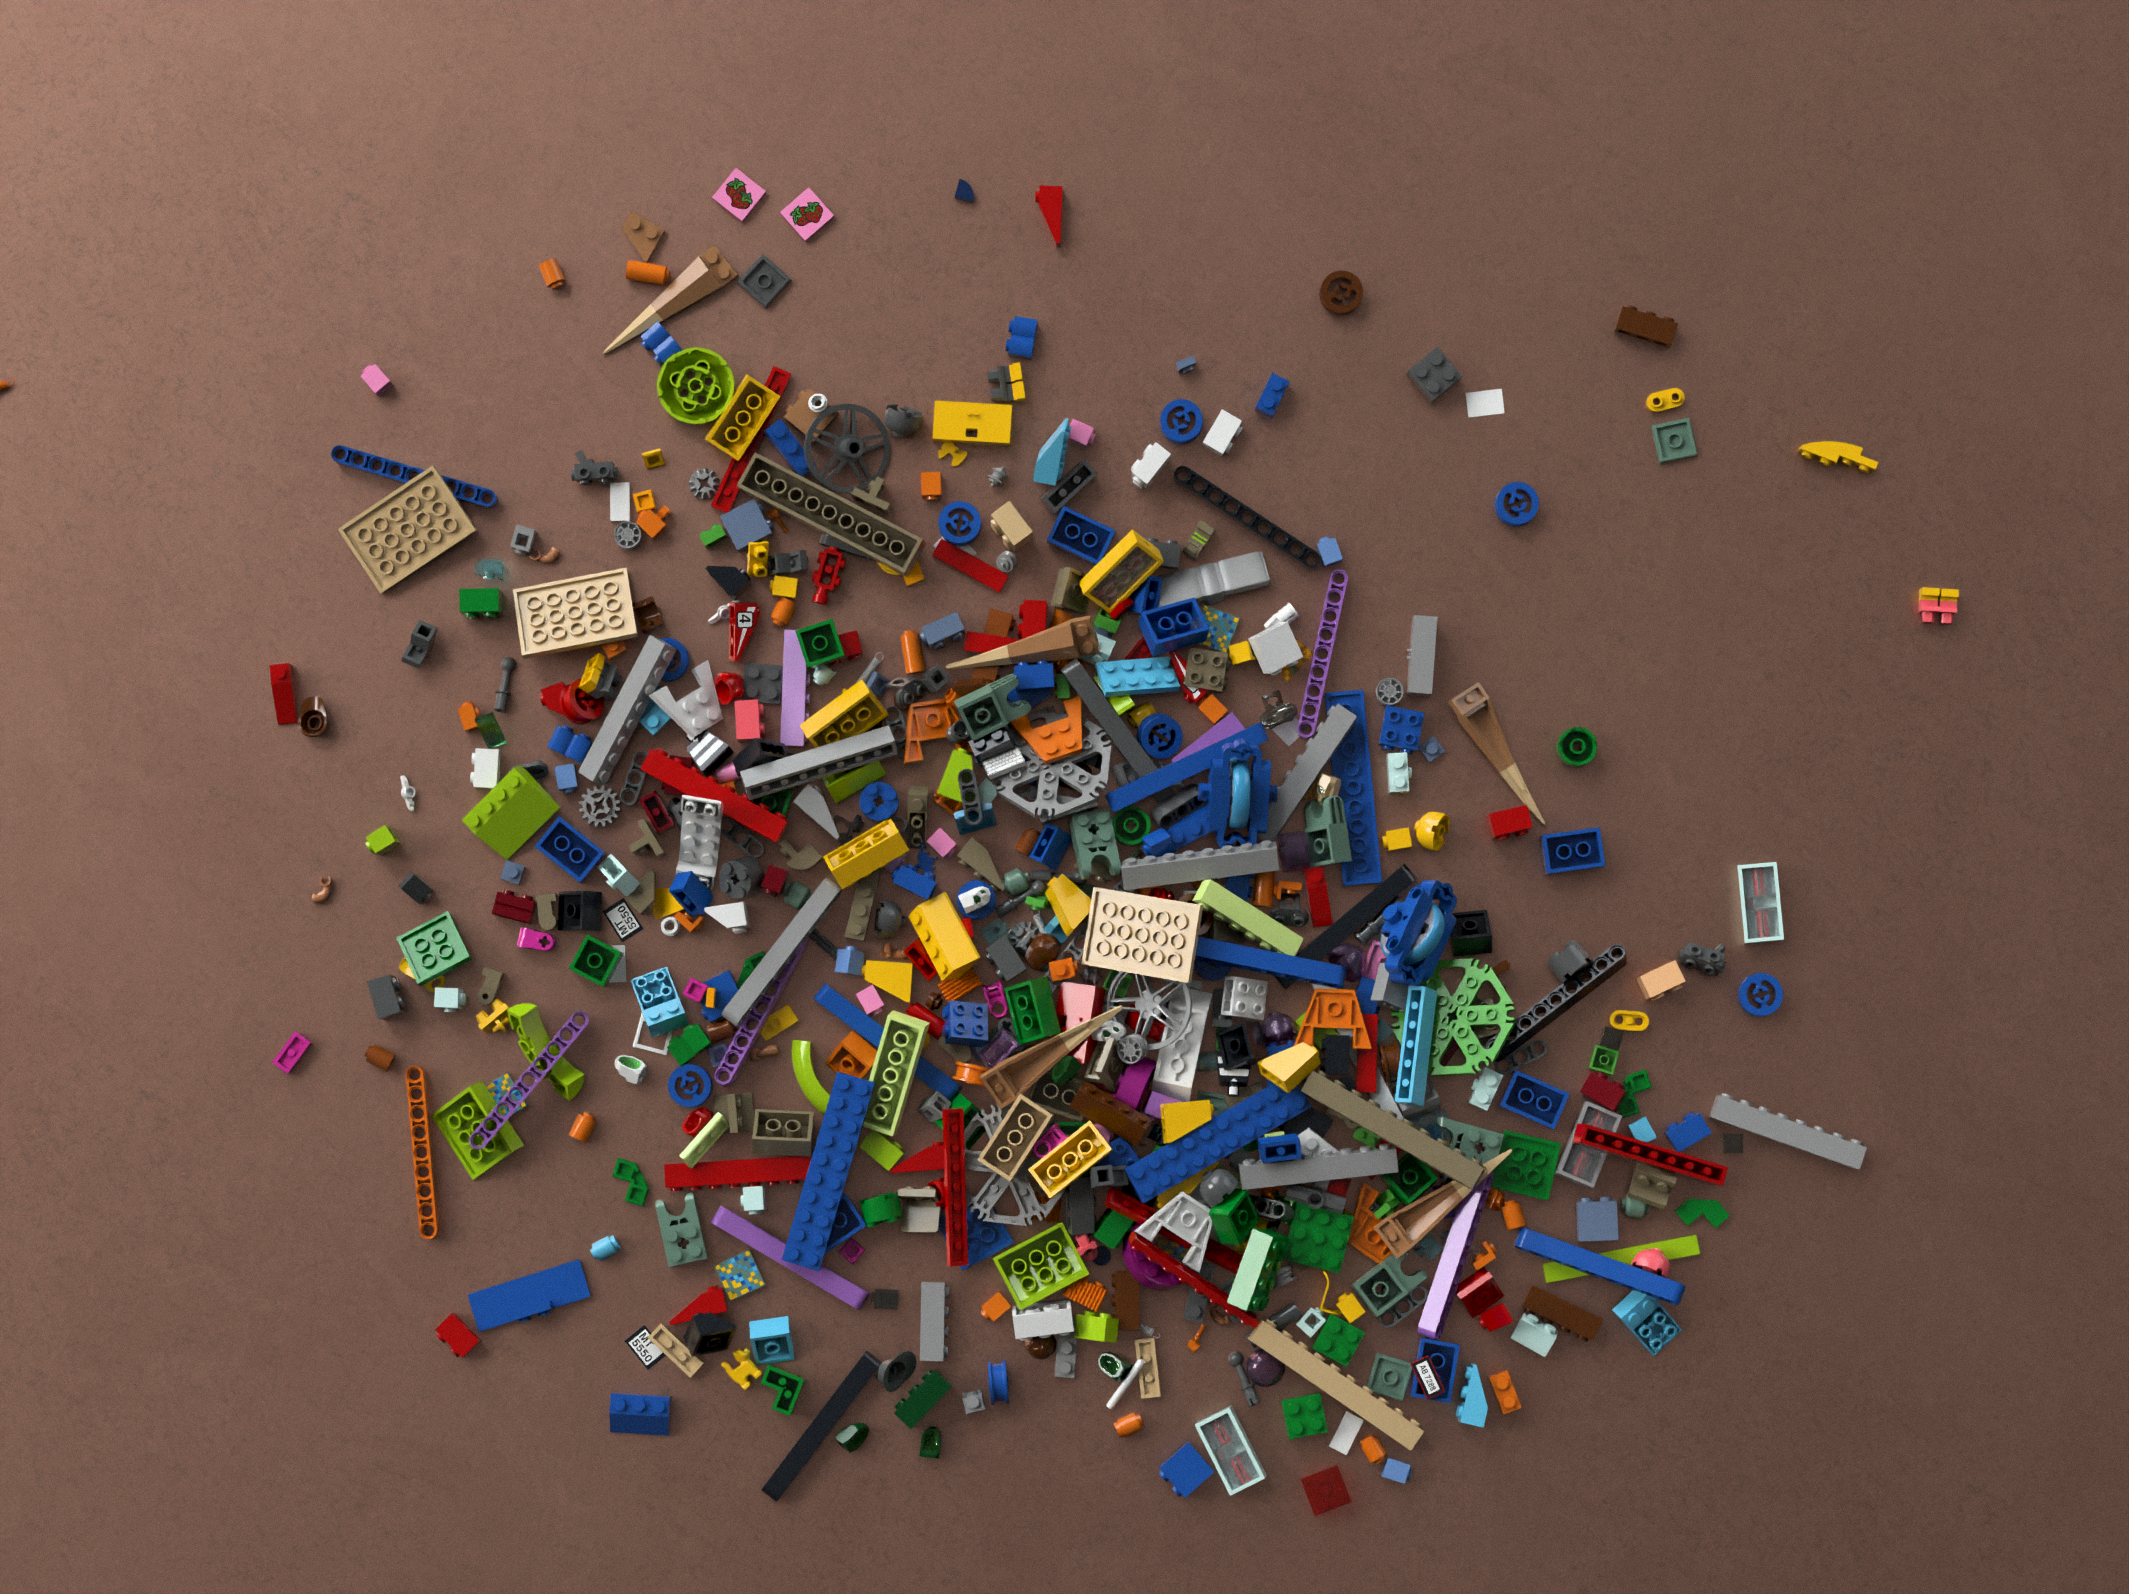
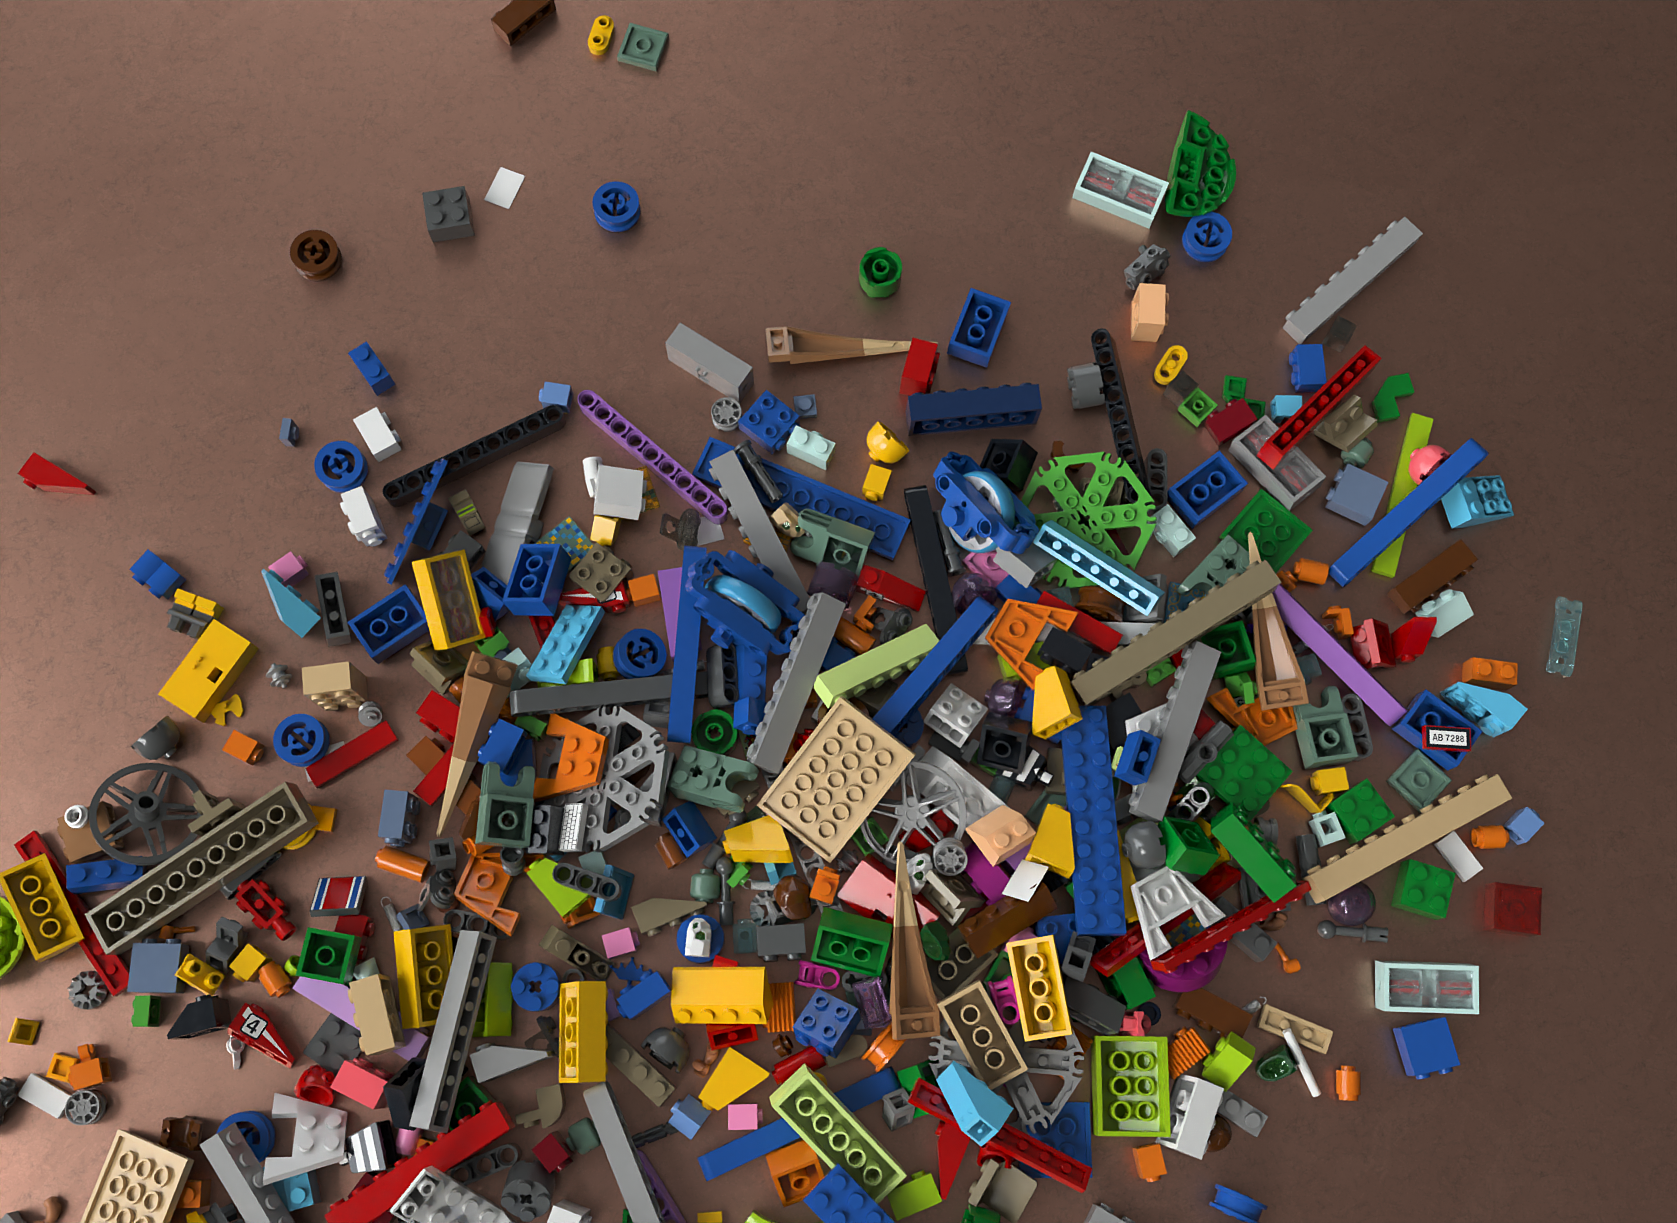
camera: 70 degrees left, 10 degrees down
(799, 619) = (289, 965): none -> lime hinge
(799, 702) = (376, 1015): none -> tan brick
(864, 621) = (338, 896): none -> tile
(965, 1154) = (973, 1104): none -> medium azure slope
(1147, 1111) = (1023, 879): none -> white sticker
(1168, 1076) = (1001, 834): none -> light nougat slope
(1169, 514) = (424, 525): none -> blue bracket
(1358, 735) = (753, 463): none -> dark grey pin
(1498, 883) = (973, 409): none -> dark blue brick
(1570, 1438) = (1564, 636): none -> clear light blue plate
(1815, 960) = (1199, 170): none -> green brick

